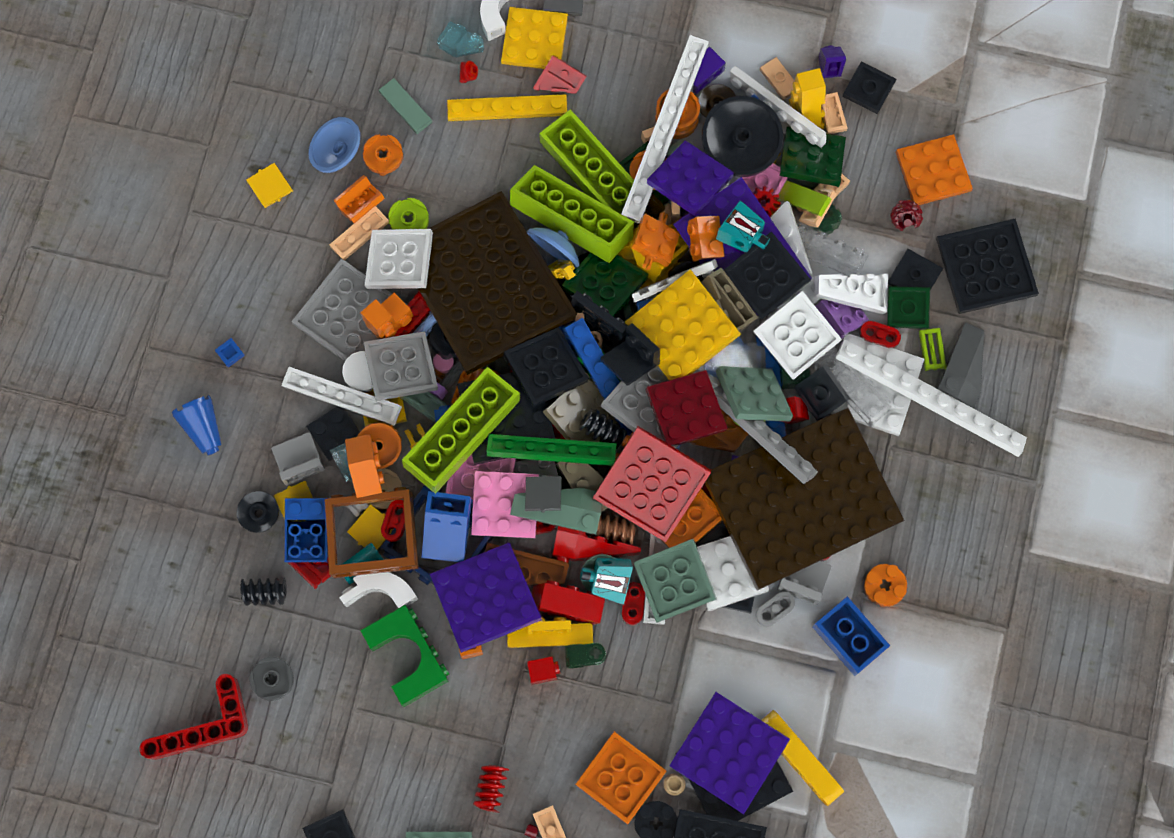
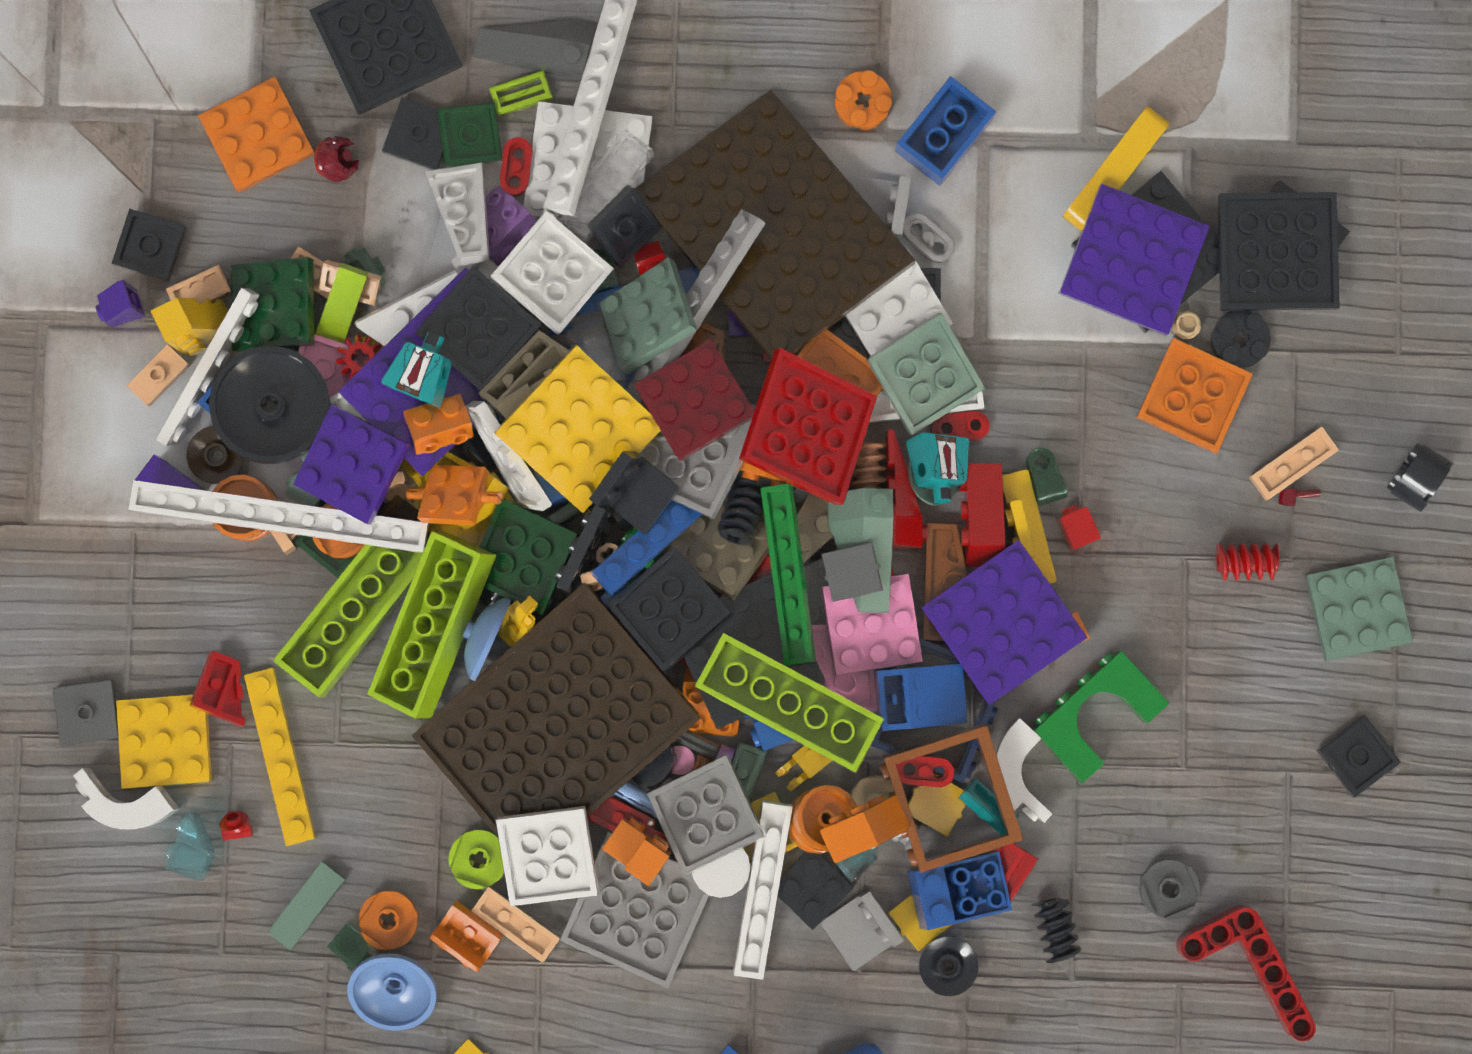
camera: 100 degrees left, 10 degrees up
(371, 126) = (350, 947): none -> clear green bracket

